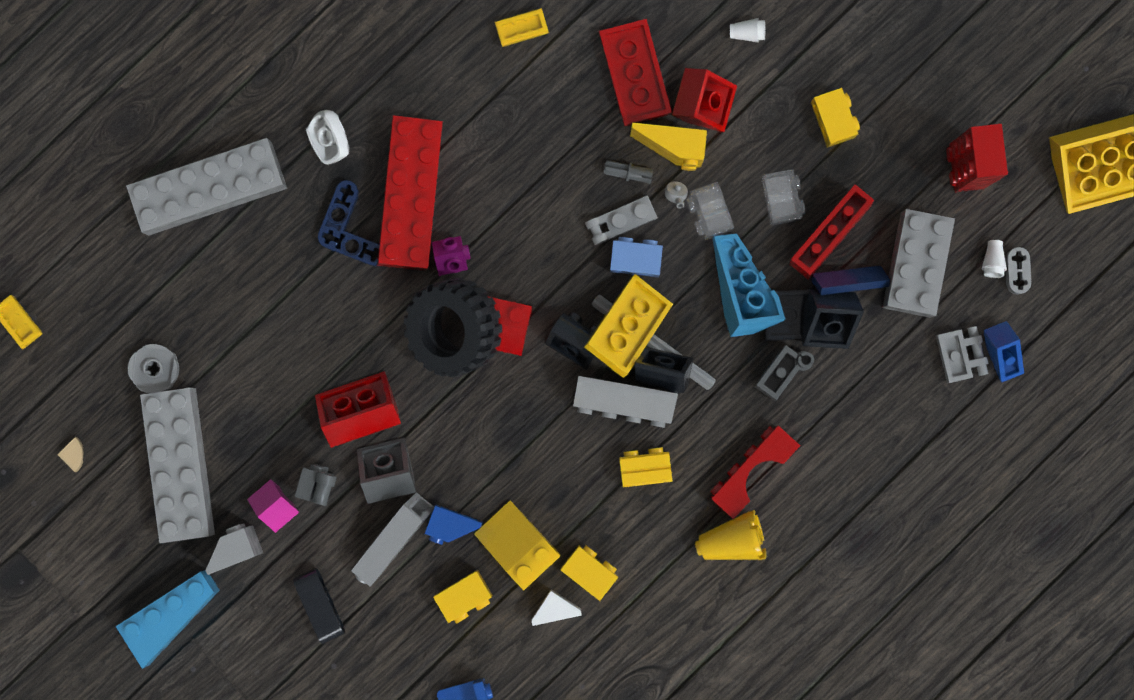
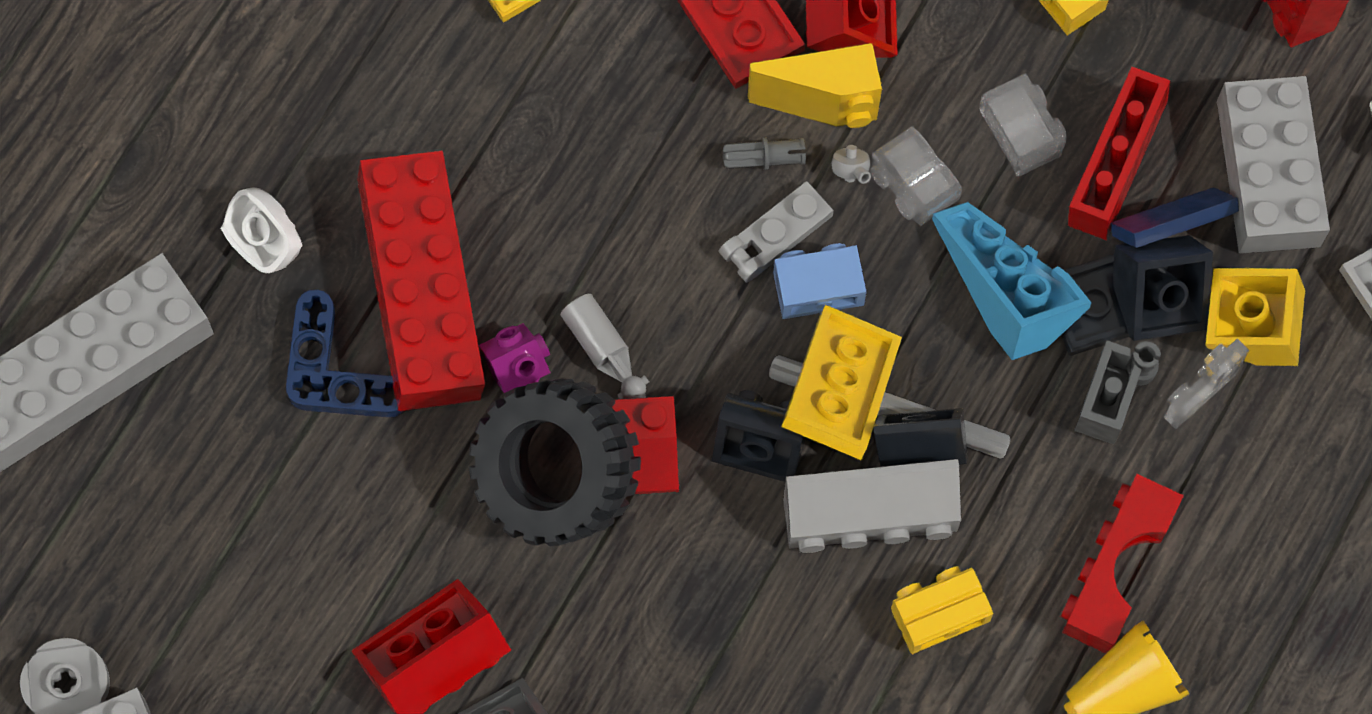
camera: 20 degrees left, 15 degrees down
(503, 261) = (603, 344): none -> light grey wheel
(842, 379) = (1219, 369): none -> clear plate
(877, 351) = (1260, 310): none -> yellow slope

